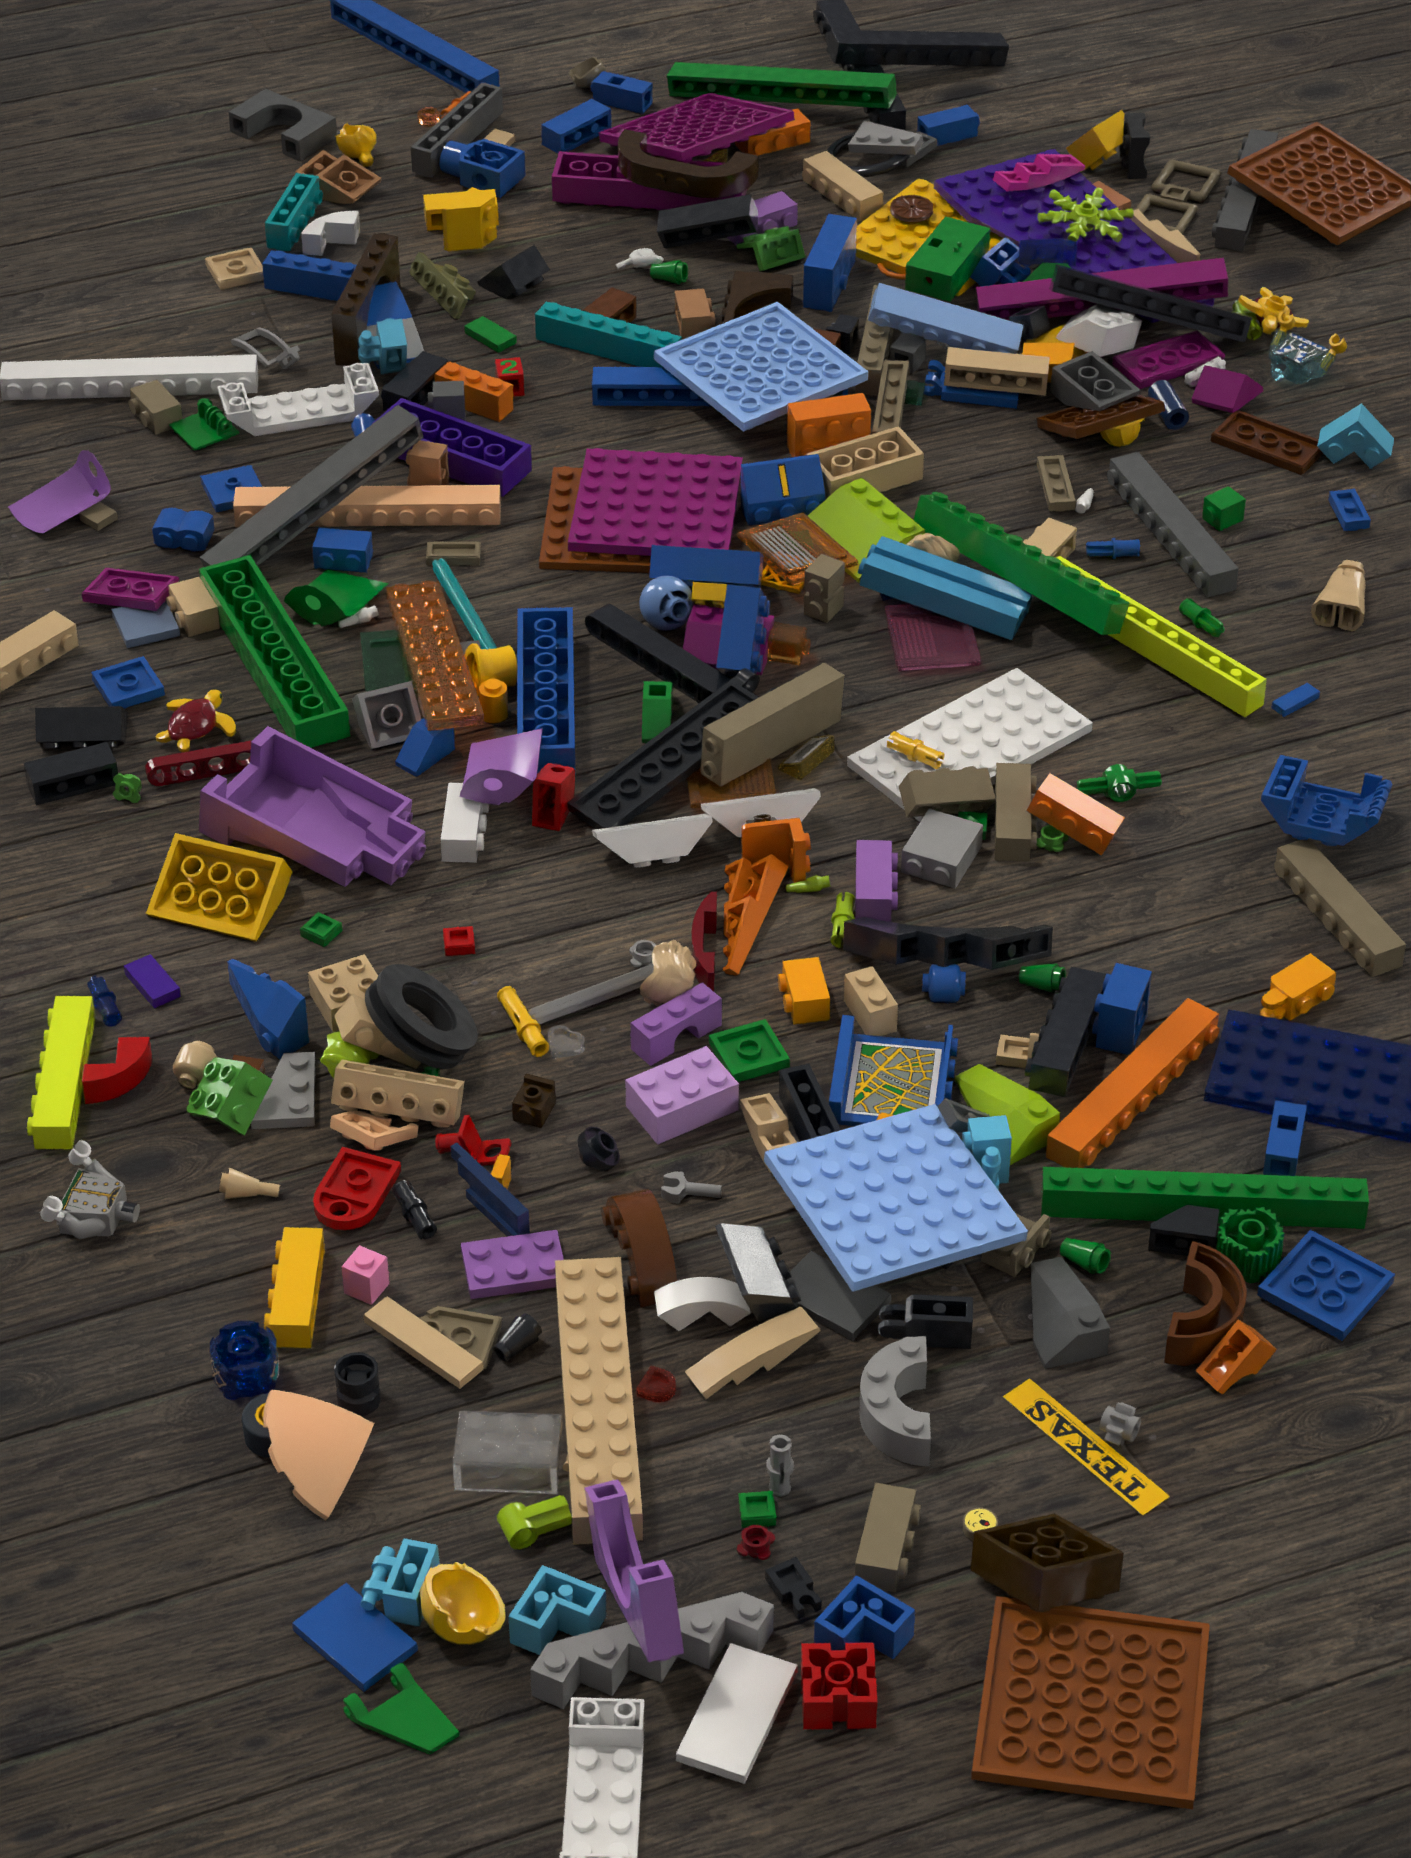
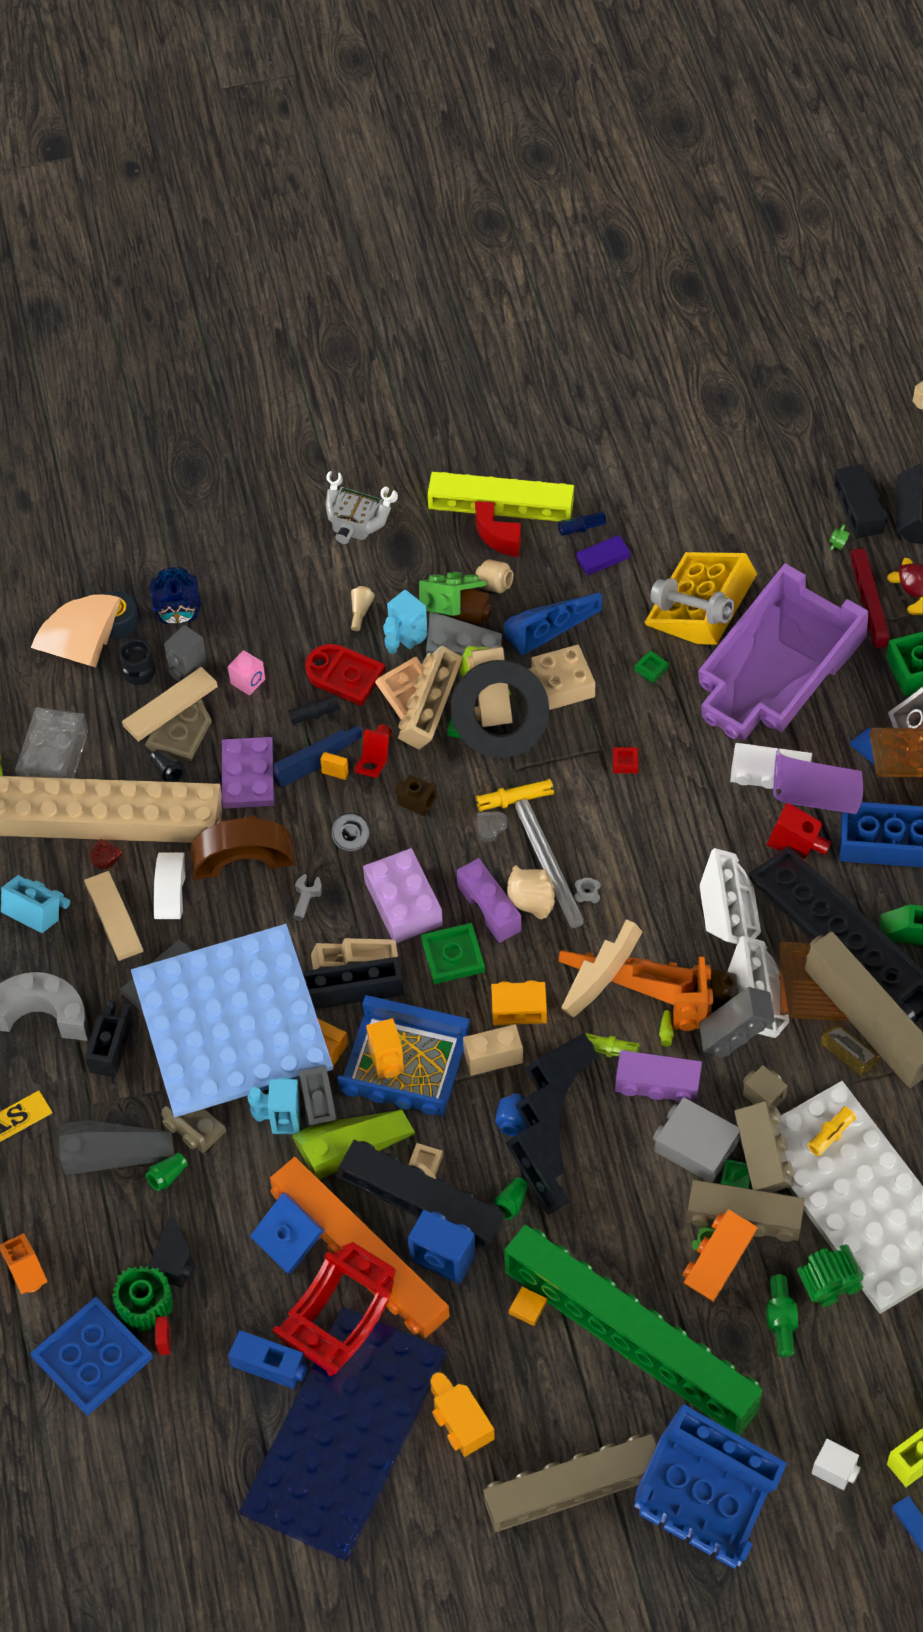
camera: 100 degrees right, 15 degrees up
(232, 901) = (718, 608): none -> light grey piece
(282, 1125) = (405, 622): none -> medium azure brick
(296, 1286) = (247, 632): yellow brick -> none
(349, 1324) = (185, 653): none -> dark grey brick
(704, 923) = (584, 927): dark red slope -> none
(750, 1427) = (32, 903): none -> medium azure brick
(758, 1270) = (180, 918): slope -> none
(770, 922) = (595, 977): none -> tan slope
(814, 803) = (736, 1022): none -> dark grey brick
(872, 805) = (764, 1086): none -> dark tan brick
(900, 1070) = (385, 1049): none -> light orange brick
(1074, 742) = (831, 1275): none -> green brick
(1137, 1136) = (287, 1233): none -> blue plate
(1155, 1194) = (206, 1278): green brick -> none
(1159, 959) = (528, 1306): none -> light orange tile
(1172, 868) = (633, 1330): none -> green brick
(1222, 1290) = (75, 1262): reddish brown brick -> none
(1259, 1095) = (316, 1343): none -> red wedge
(1260, 742) = (836, 1465): none -> white brick
(1291, 1222) = (162, 1335): none -> red tile

